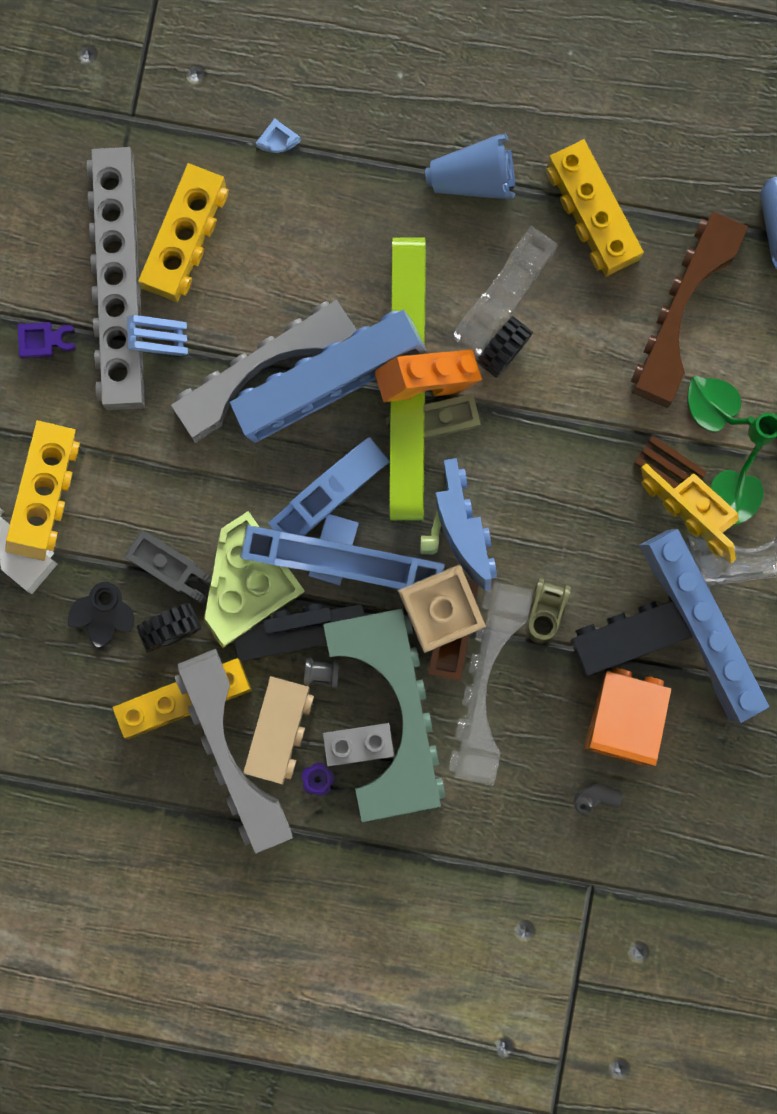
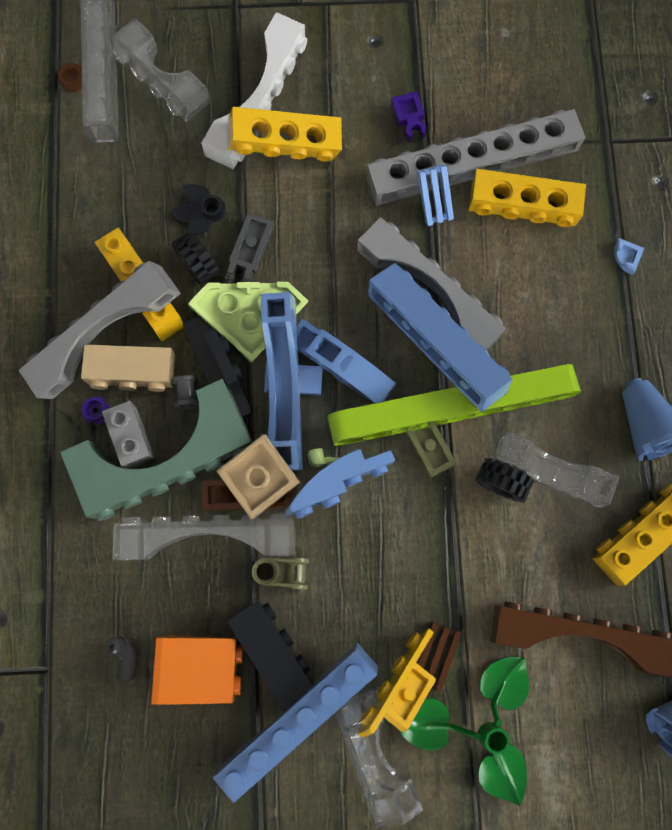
camera: 75 degrees right, 5 degrees down
(441, 372) = (456, 400): orange arch -> none

